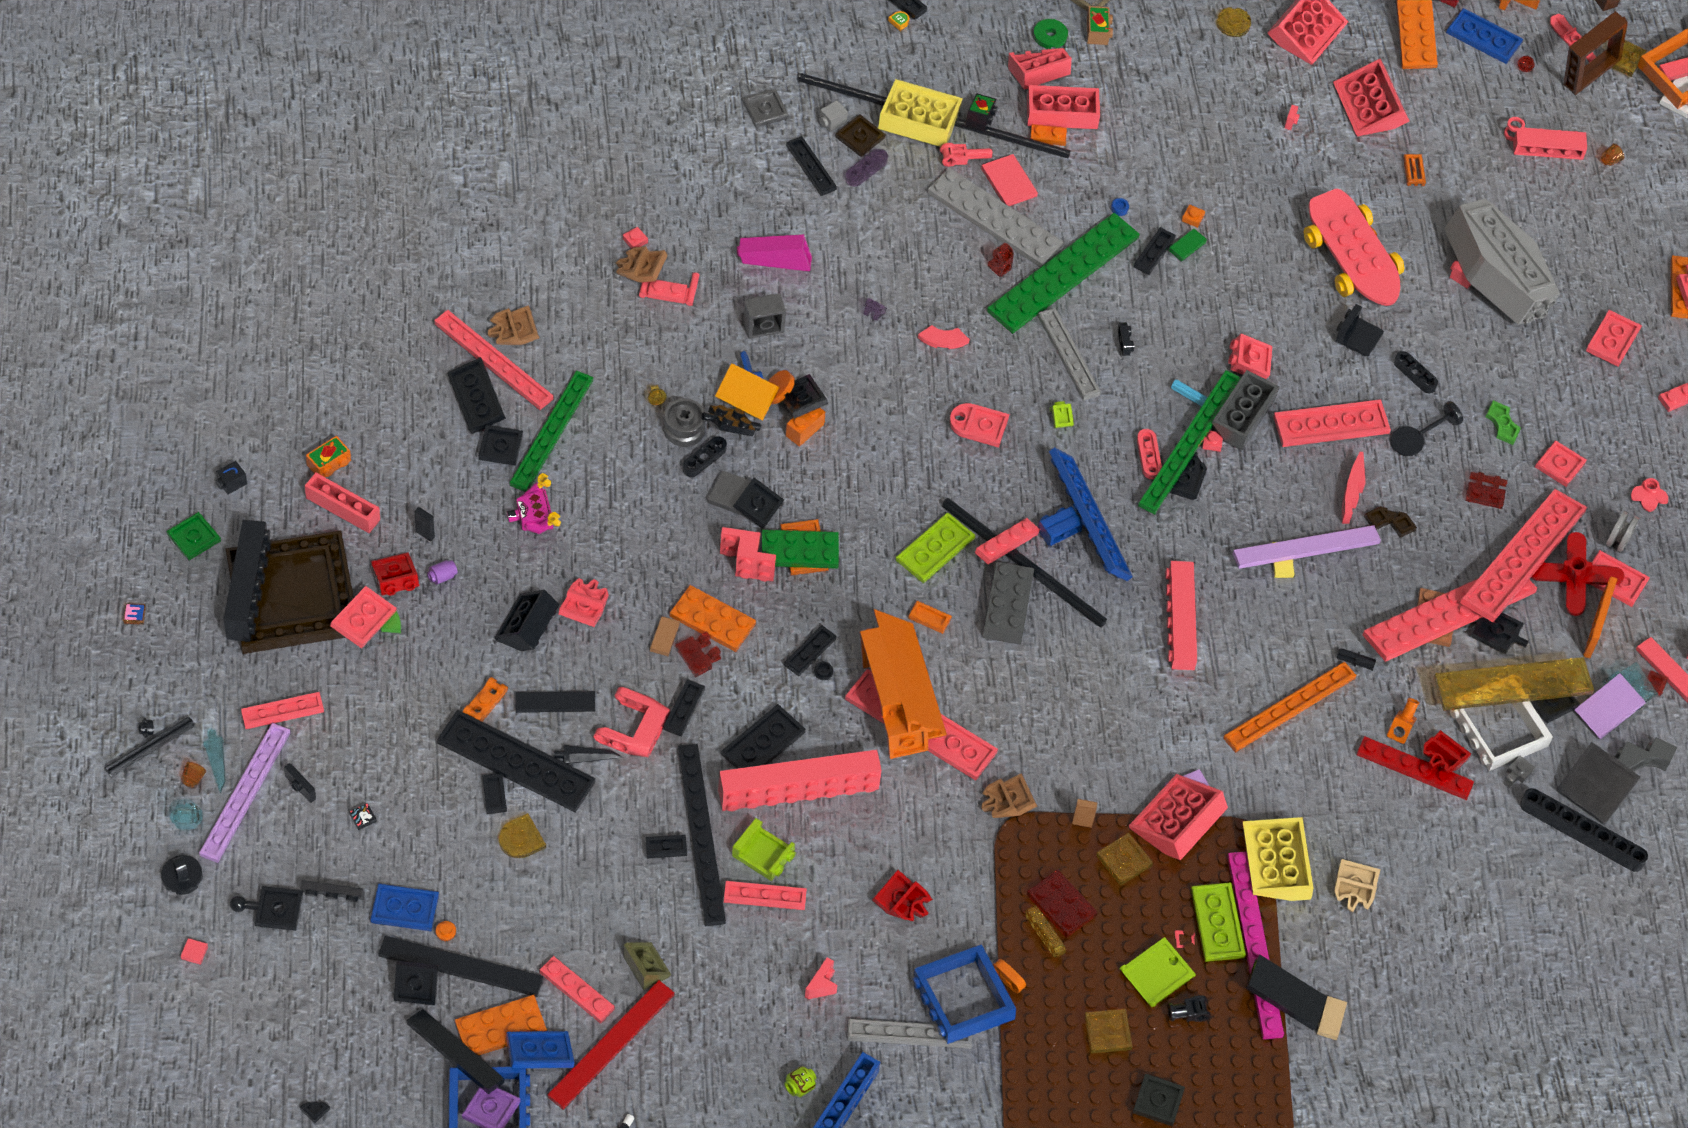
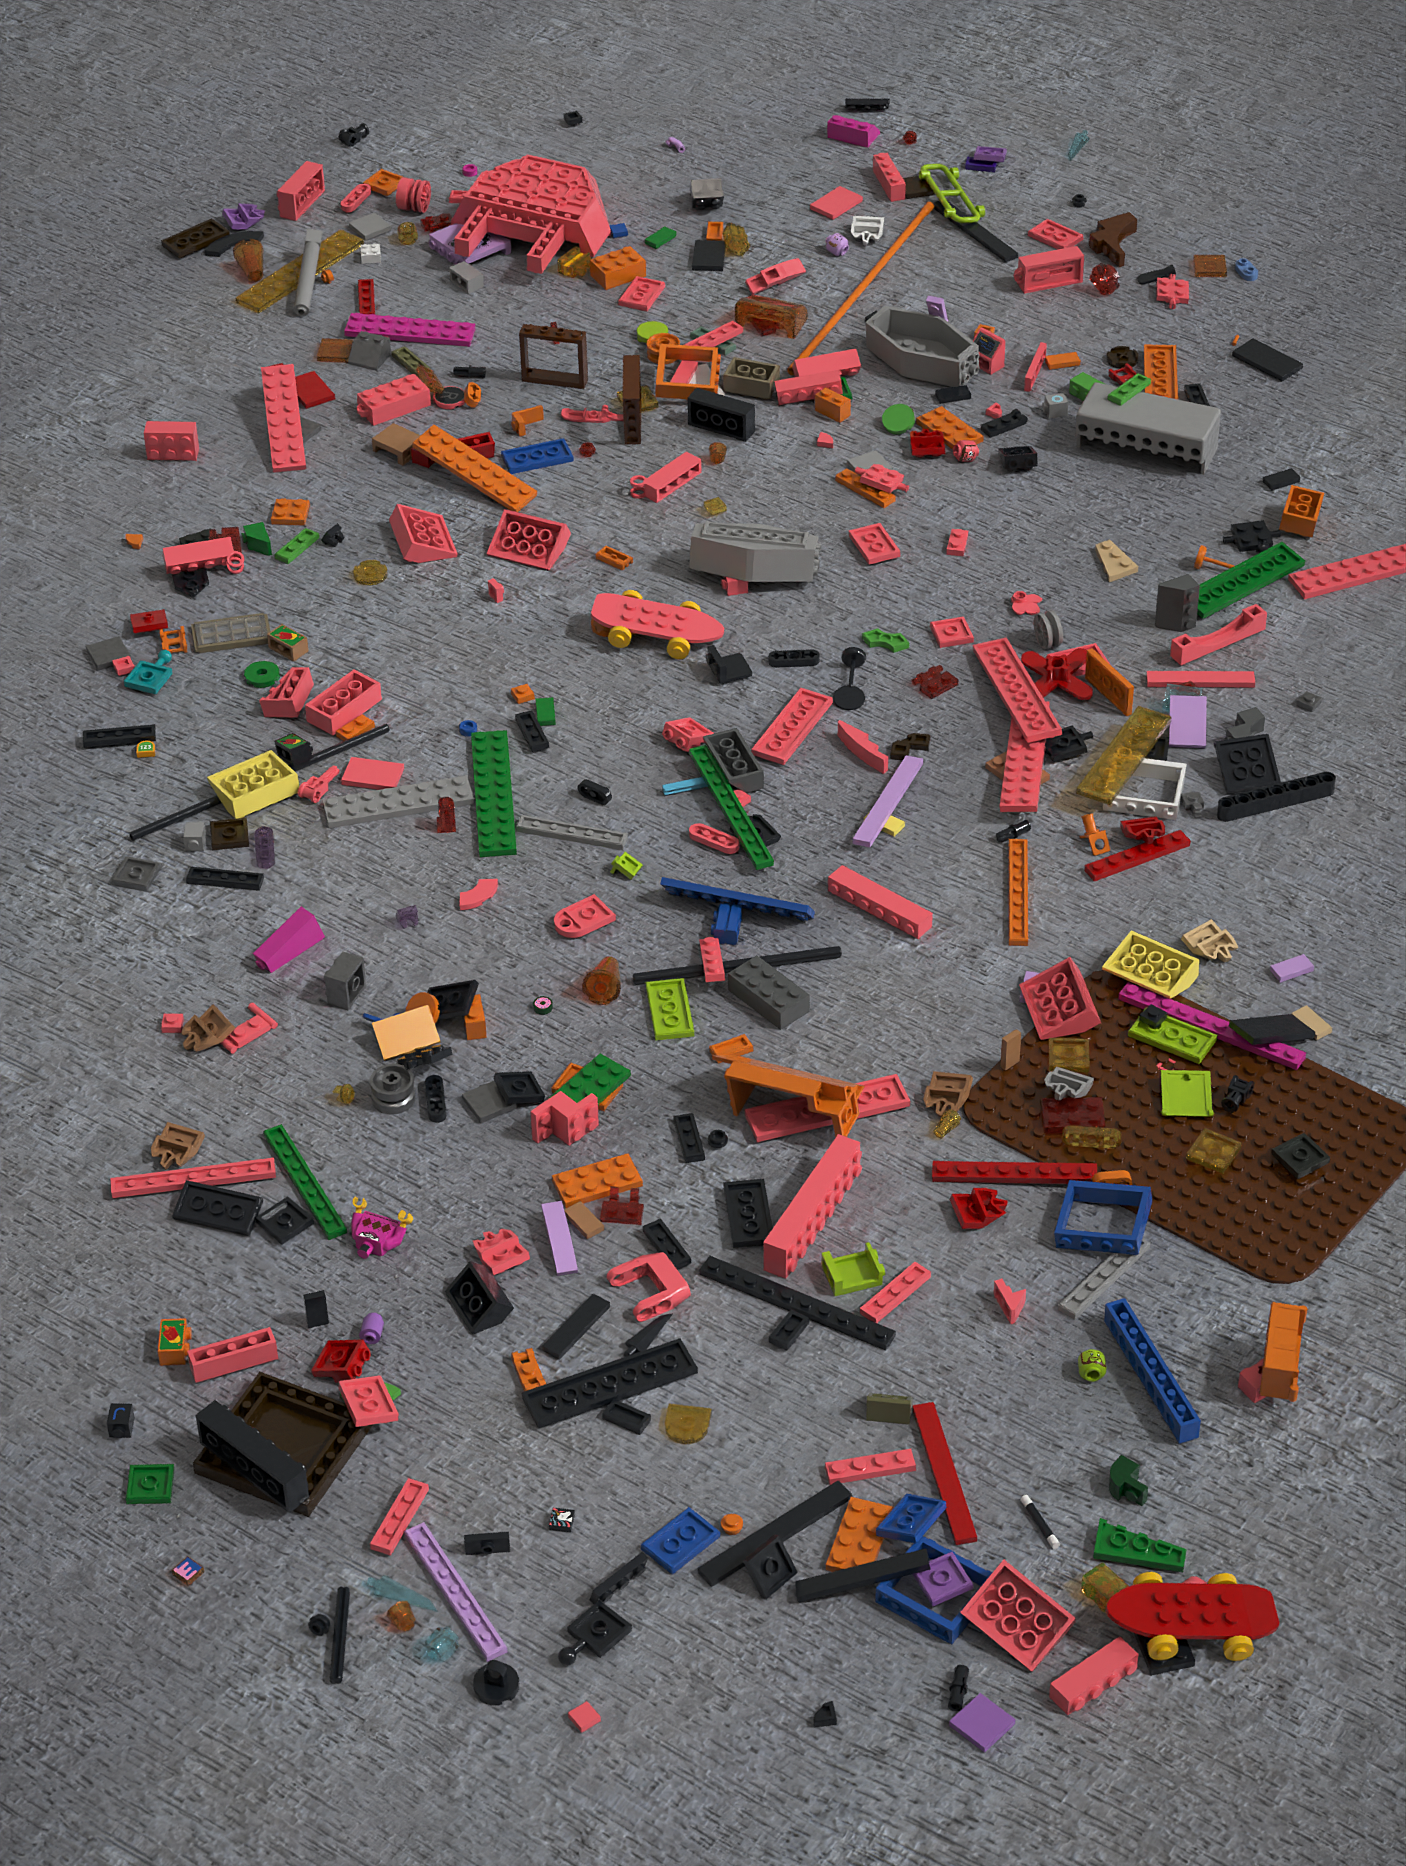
camera: 45 degrees left, 15 degrees down
(629, 631) = (559, 1238): none -> lavender slope
(863, 460) = (542, 1005): none -> tile
(920, 482) = (603, 982): none -> clear orange cone
(964, 899) = (1012, 1172): none -> red plate
(977, 818) = (948, 1121): none -> clear yellow cone
(1086, 878) = (1068, 1083): none -> light grey plate
(1221, 894) = (1153, 1016): none -> black plate
(1384, 965) = (1292, 968): none -> lavender tile
(1545, 196) = (715, 506): none -> clear yellow plate
(1658, 126) = (721, 414): none -> black brick

